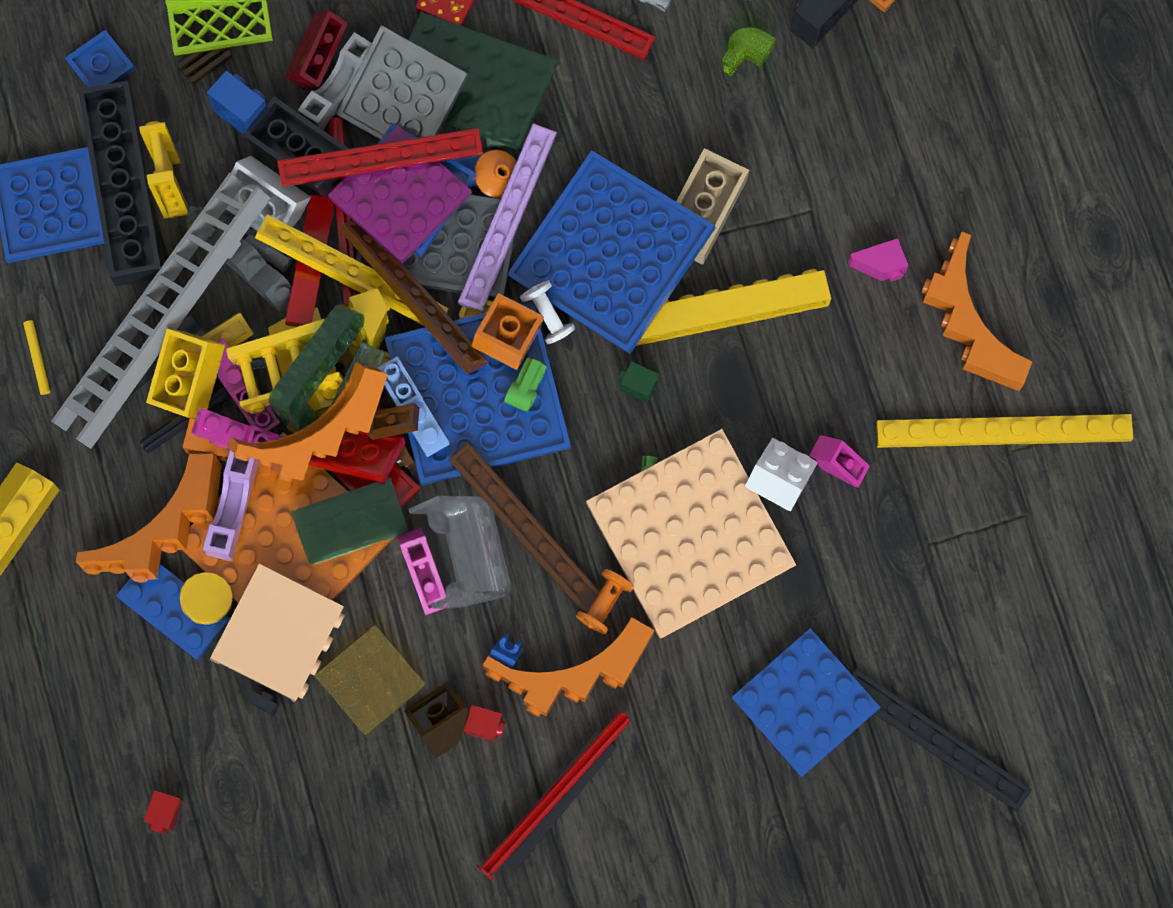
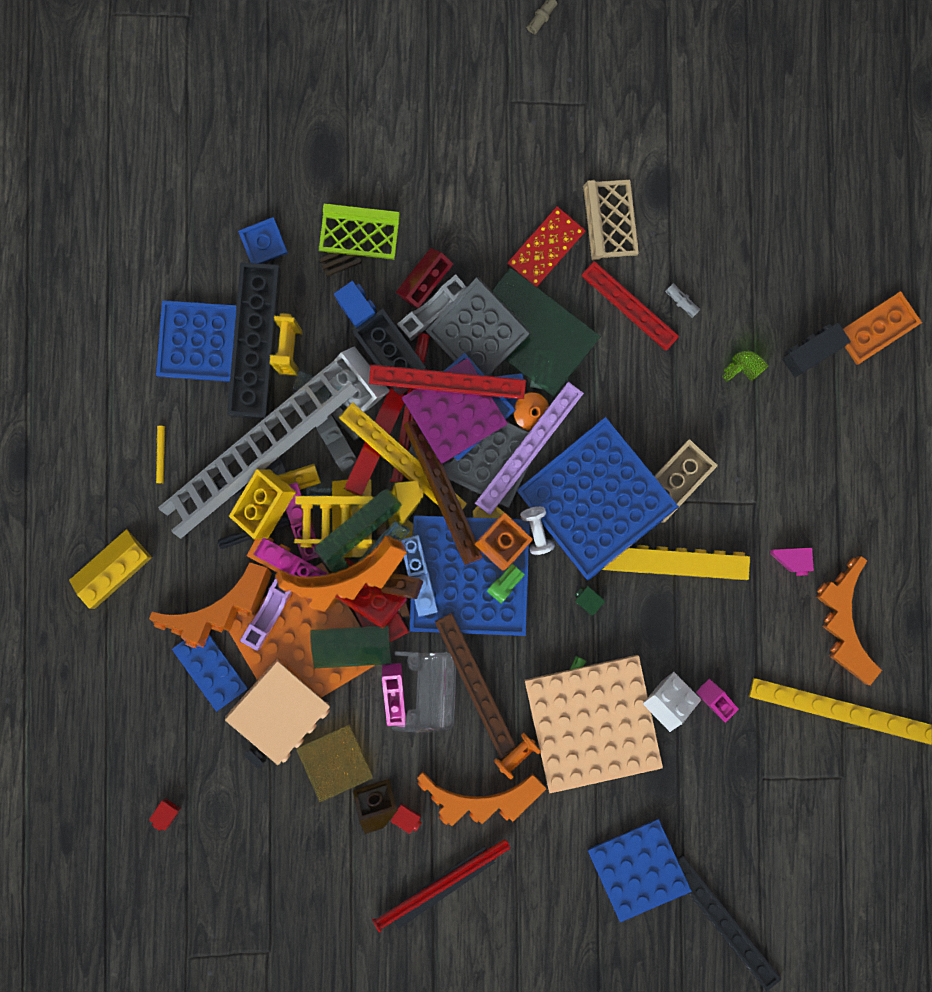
camera: 25 degrees right, 10 degrees up
(206, 598) = (234, 671): yellow tile -> none
(507, 652) = (436, 771): blue tile -> none

